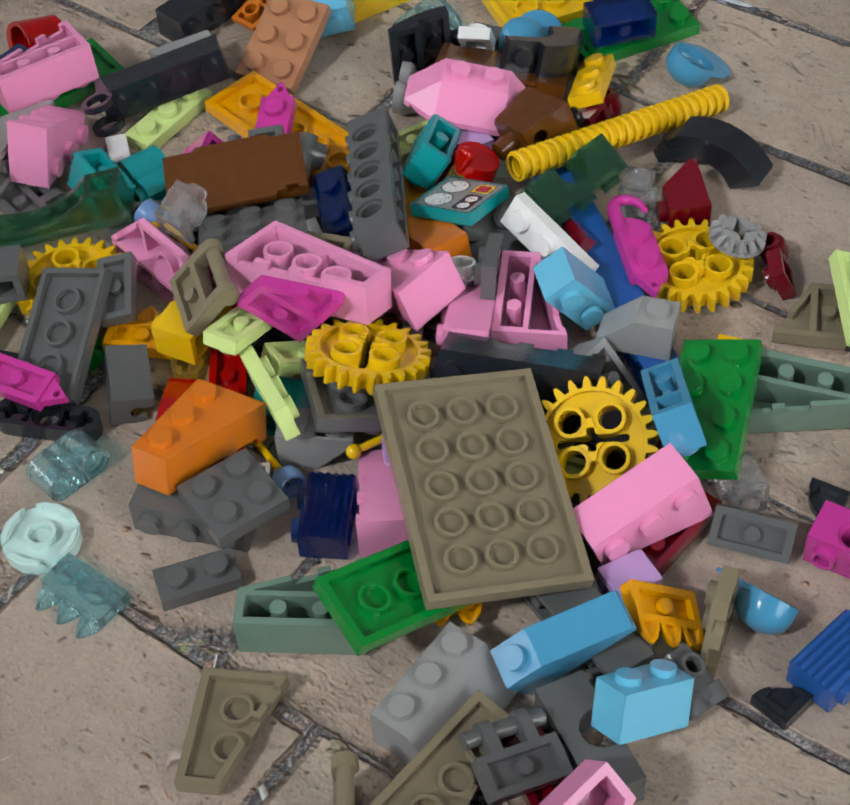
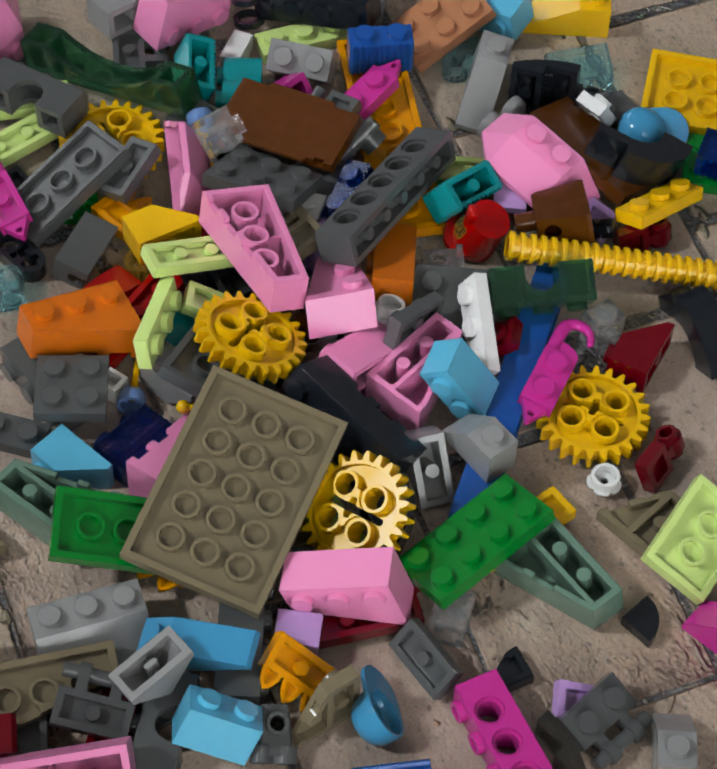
camera: 30 degrees right, 5 degrees up
(183, 128) = (292, 58): none -> light grey brick
(193, 291) = (173, 208): dark tan plate -> none
(250, 81) = (379, 46): none -> blue brick
(283, 556) = (72, 459): none -> medium azure slope
(290, 305) = (219, 261): dark pink wing -> none
(327, 64) = (459, 57): none -> clear light blue beam
(362, 64) = (484, 80): none -> light grey slope
(459, 200) = (439, 249): tile -> none
(551, 681) = (153, 668): none -> light grey slope
(673, 407) = (432, 521): dark azure slope -> none
(725, 237) = (648, 425): light grey gear -> none
(750, 307) = (604, 472): none -> white plate

